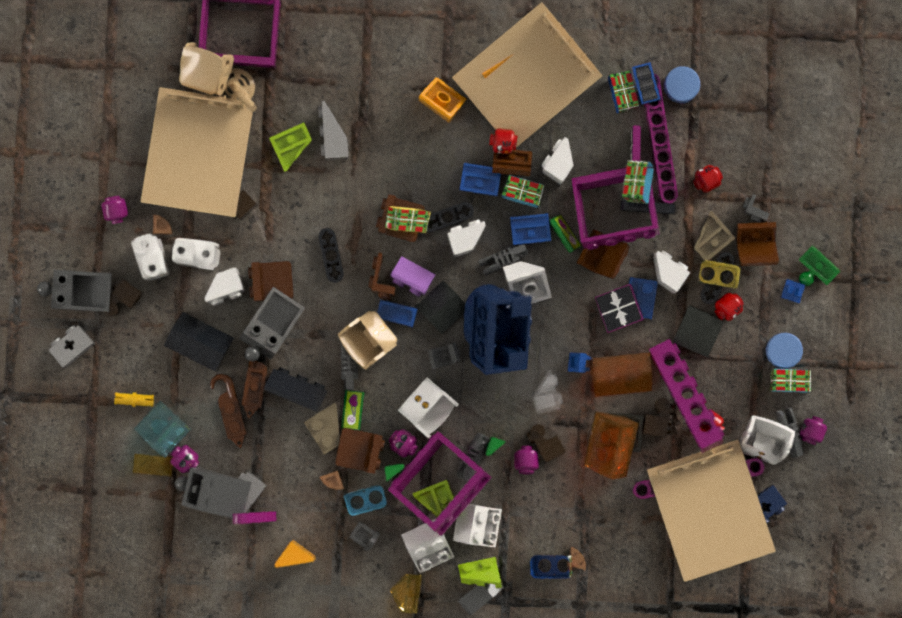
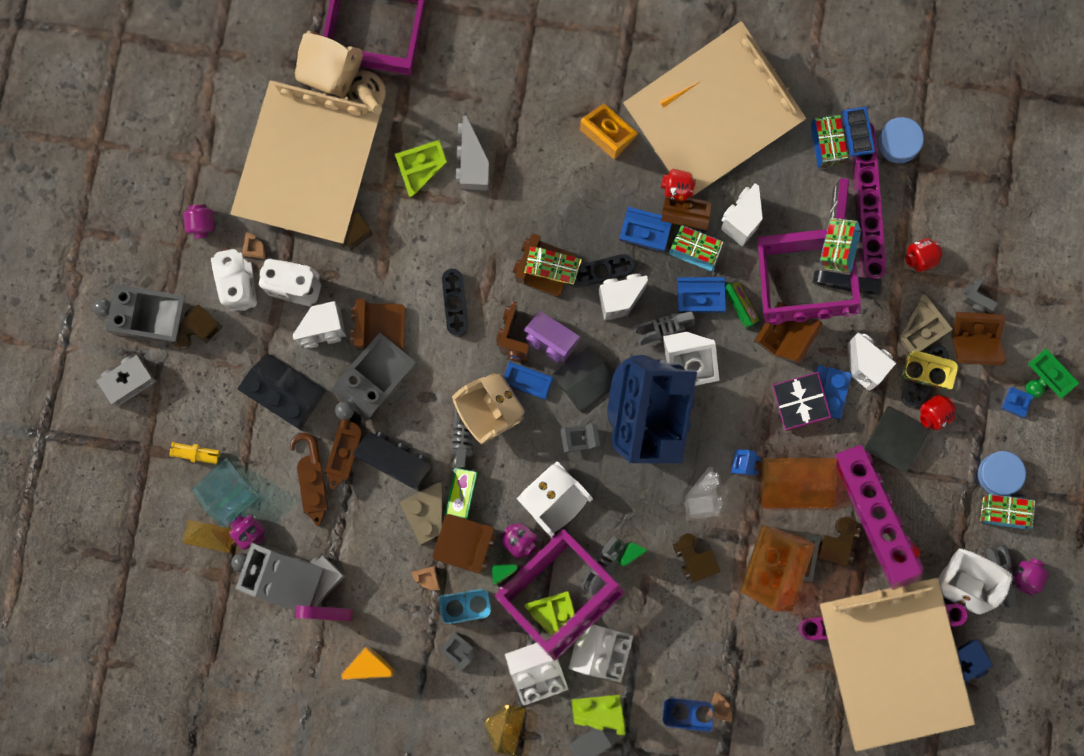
camera: 15 degrees right, 5 degrees down
(526, 460) = (669, 577): magenta head -> none

